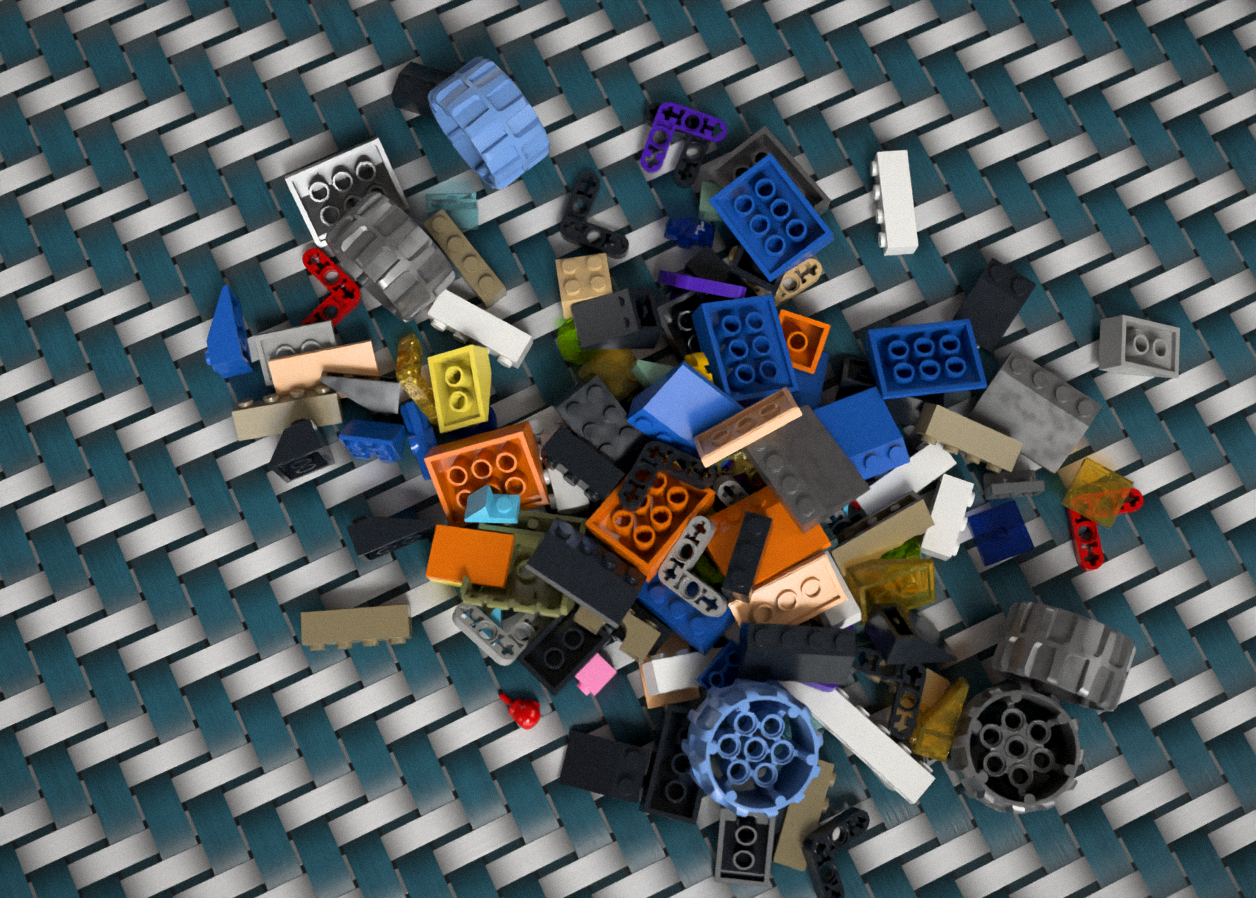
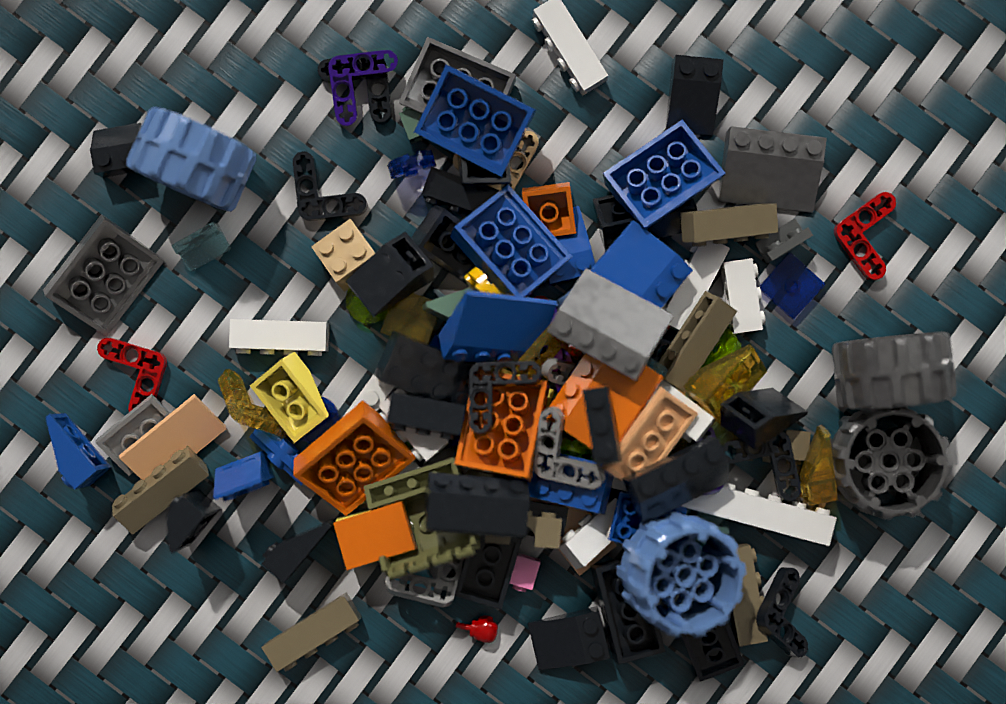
camera: 25 degrees left, 10 degrees up
(372, 392) = (214, 438): slope -> none
(390, 256) = (171, 321): flat silver wheel -> none
(465, 259) = (234, 283): dark tan brick -> none
(492, 508) = (371, 487): medium azure slope -> none
(701, 285) = (430, 212): dark purple beam -> none
(746, 426) = (546, 317): light nougat tile -> none
(1097, 493) = (856, 213): clear yellow plate -> none
(1139, 347) = (832, 68): light grey slope -> none

